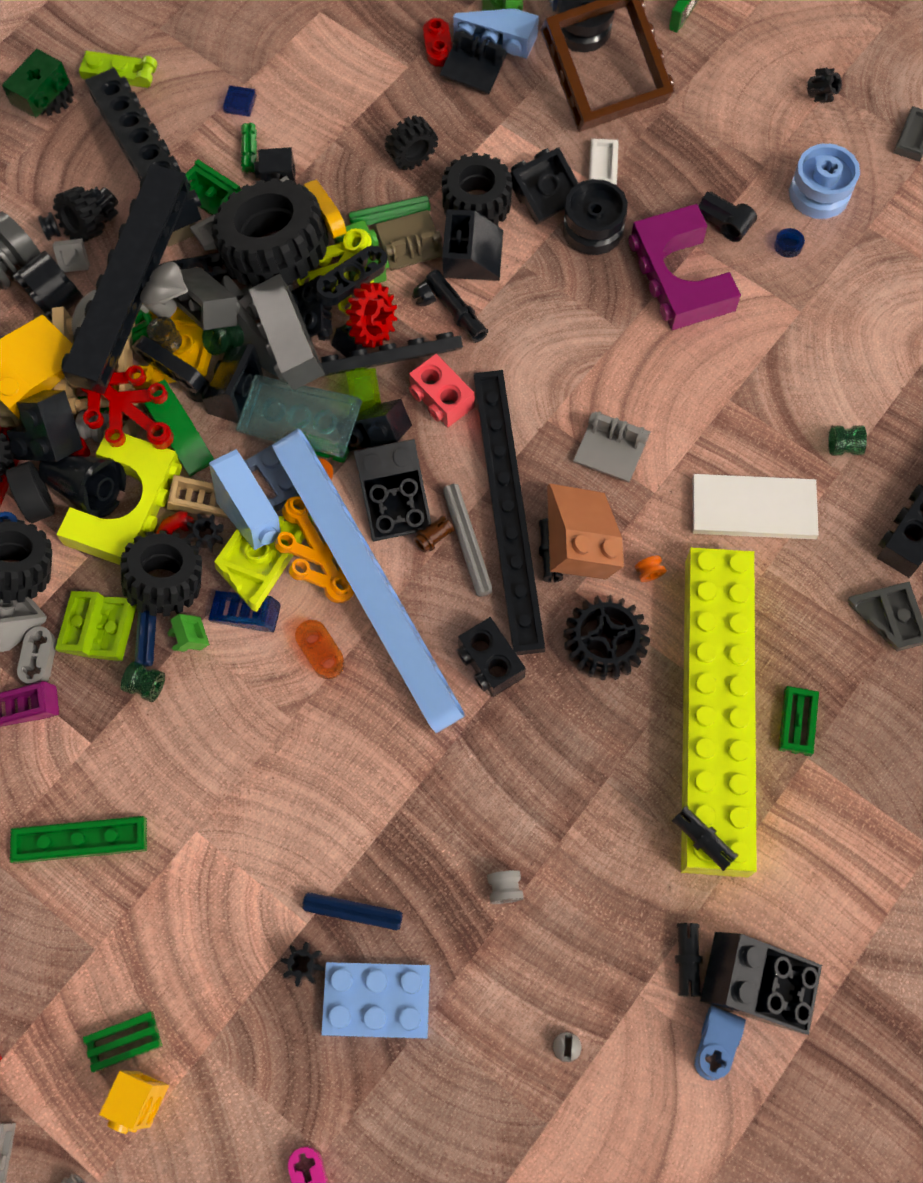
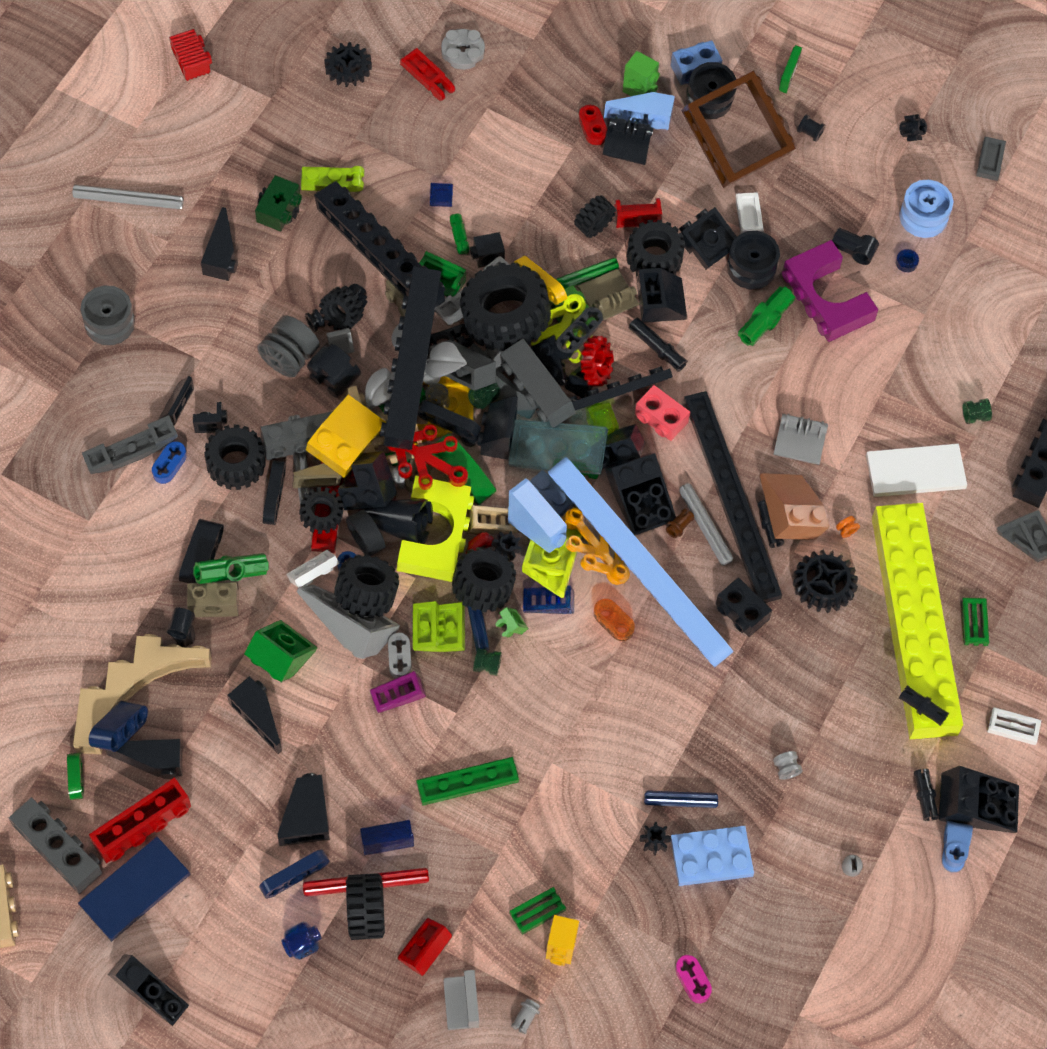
camera: 15 degrees left, 5 degrees down
(425, 293) = (630, 338): black hinge -> none
(454, 147) = (635, 214): none -> red hinge
(598, 287) = (766, 316): none -> green piece
(698, 72) = (811, 128): none -> black bush
(801, 866) = (1014, 726): none -> white tile

